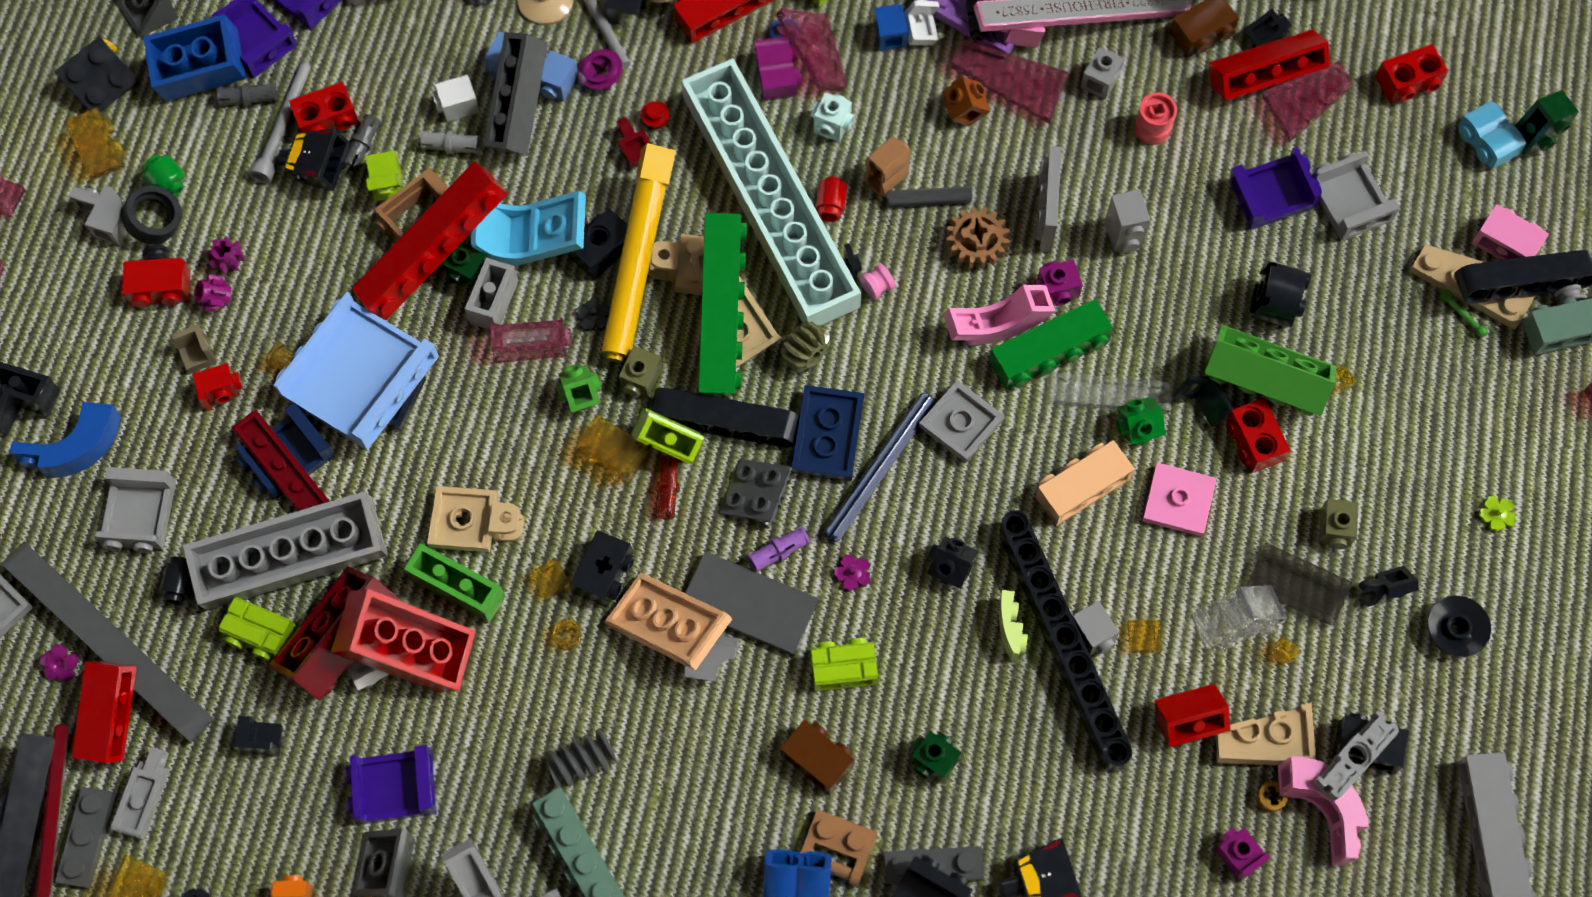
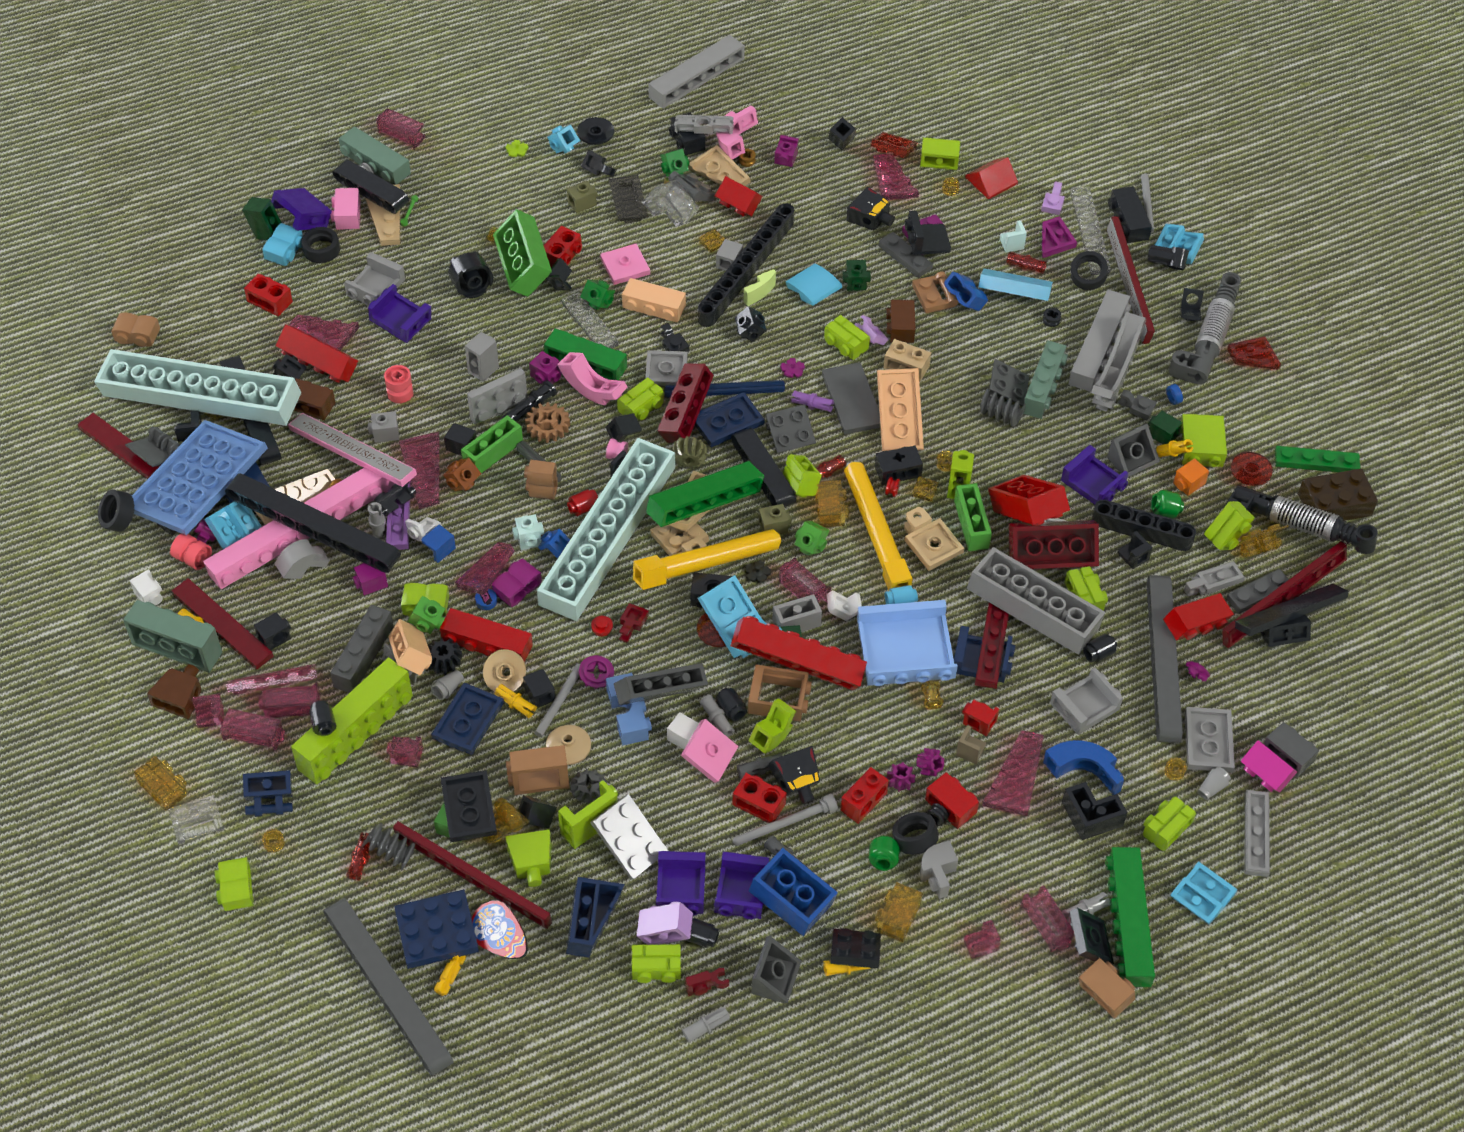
camera: 130 degrees left, 15 degrees down
(121, 363) = (1016, 779): none -> clear pink wing
(175, 865) = (1229, 526): none -> lime brick
(236, 204) = (864, 795): none -> red brick
(263, 778) = (1149, 525): none -> black beam
(280, 834) = (1167, 504): none -> green head
(412, 100) = (709, 750): none -> bright pink plate
(426, 425) = (901, 595): none -> medium azure brick
(449, 162) = (731, 704): none -> black brick
(467, 448) = (894, 567): none -> yellow brick
(468, 356) = (843, 607): none -> white bracket
(517, 614) = (961, 467): none -> lime torso
(578, 537) = (892, 487): none -> red bush
(614, 807) = (1008, 382): none -> dark grey hinge
(749, 711) = (905, 356): none -> tan brick
(794, 133) = (554, 542): none -> blue bracket
(826, 706) = (874, 332): none -> lavender plate
(878, 389) = (685, 402): none -> dark red brick
(902, 308) = (623, 426): none -> black panel
(931, 356) = (641, 399): none -> lime brick
(967, 700) = (814, 284): none -> medium azure slope
(982, 153) = (493, 443): none -> bright green brick
(997, 463) = (673, 342): none -> black plate
(1019, 131) = (458, 437): none -> black panel
(1025, 250) = (535, 397): none -> black pin
(1255, 679) = (697, 190): none -> dark grey plate
(1317, 678) = (674, 161): none -> green brick
(1466, 568) = (563, 139): none -> medium azure brick
(1472, 158) = (320, 255): none -> black tyre
(1538, 177) = (306, 208): none -> dark purple panel

